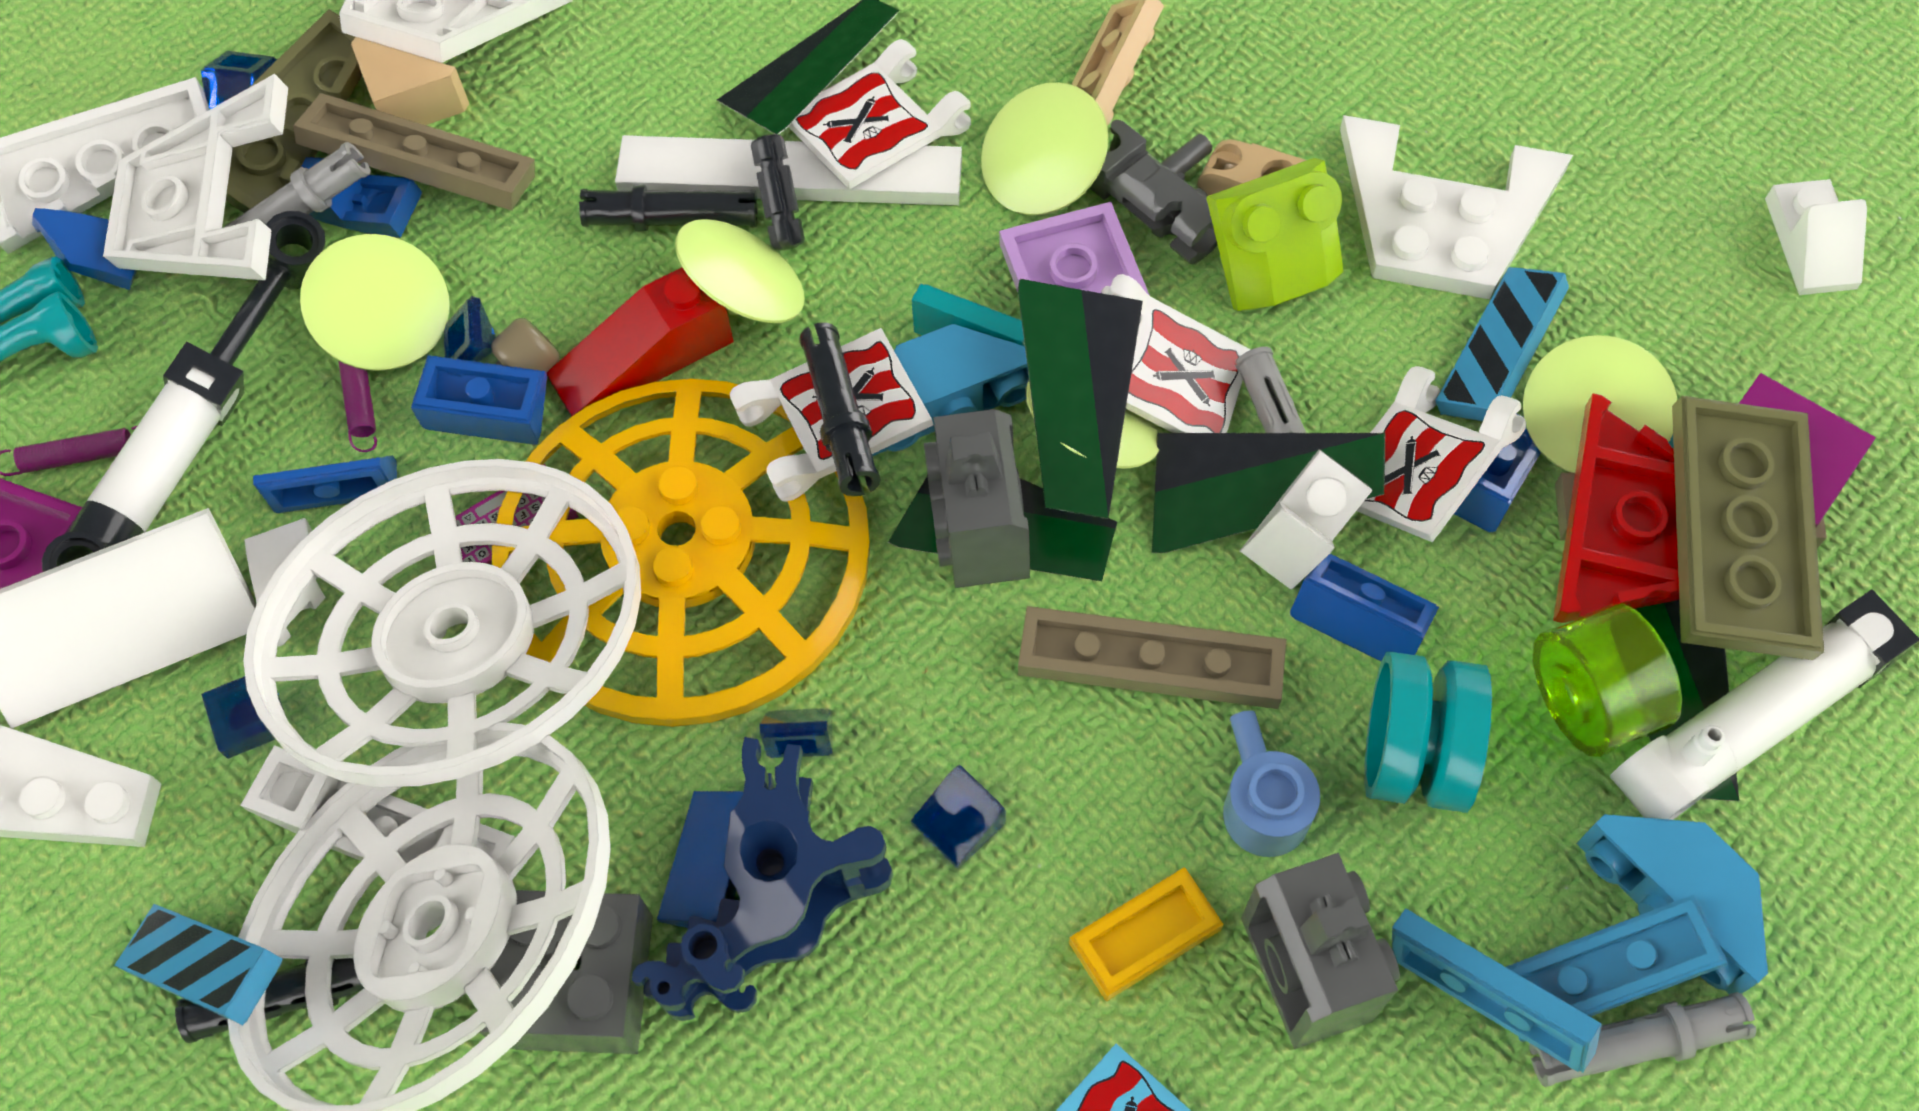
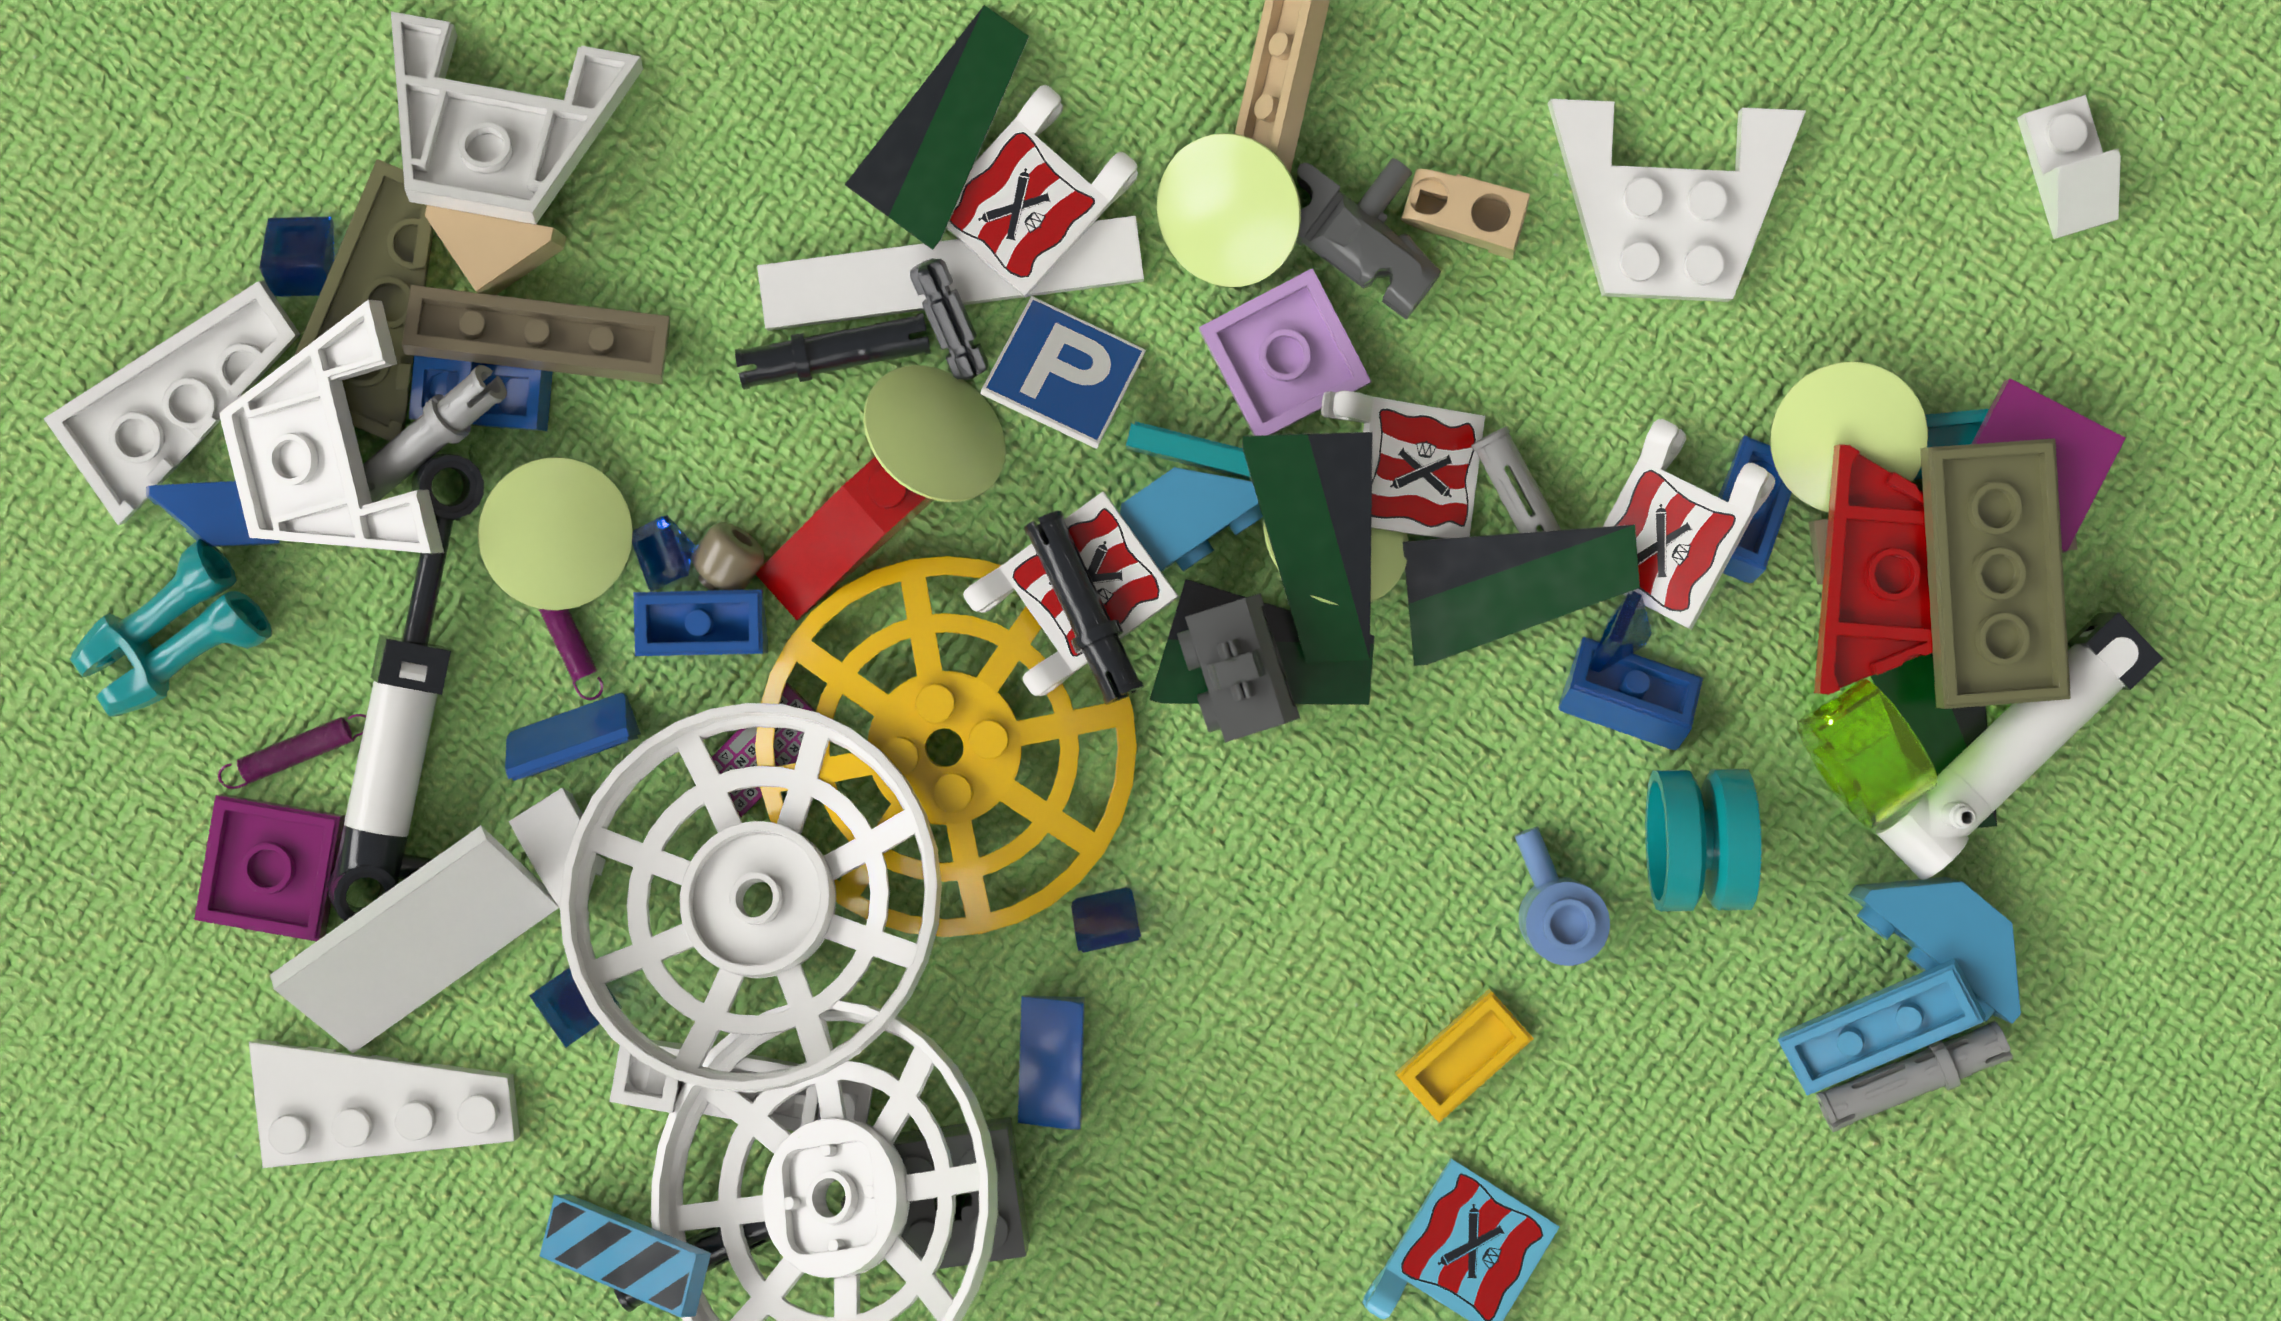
camera: 15 degrees left, 25 degrees up
(785, 887) = (1130, 1093): dark blue animal -> none
(869, 247) = (1063, 372): none -> blue piece
(959, 817) = (1275, 980): slope -> none
(1152, 657) = (1432, 789): dark tan plate -> none
(1278, 235) = (1500, 292): lime slope -> none
(1306, 520) = (1566, 625): white slope -> none
(1319, 950) = (1623, 1066): dark grey hinge -> none
(1364, 542) = (1623, 634): none -> clear blue slope
(1495, 991) = (1780, 1070): dark azure tile -> none
(1502, 342) = (1746, 369): dark azure tile -> none

